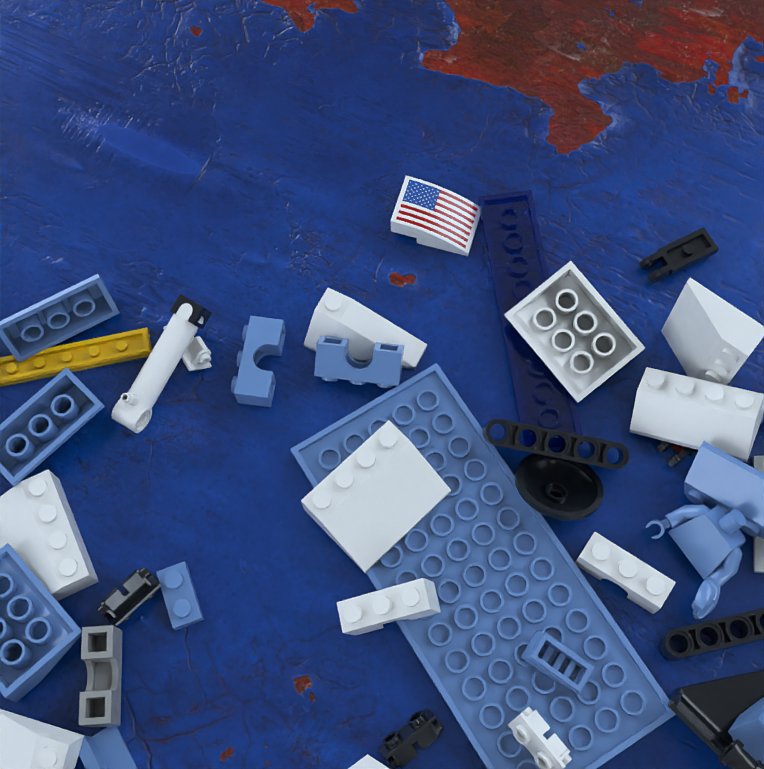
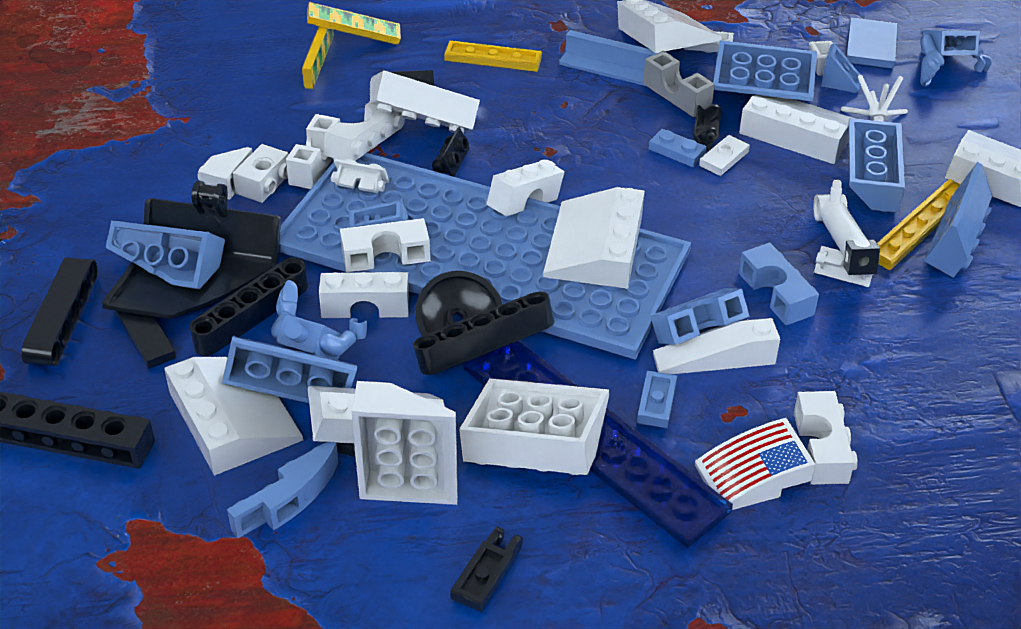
camera: 140 degrees right, 25 degrees down
(147, 552) = (724, 155): none -> white plate
(375, 191) = (823, 417): none -> white arch
(454, 315) = (657, 399): none -> medium blue plate
(550, 605) = (405, 238): none -> white arch

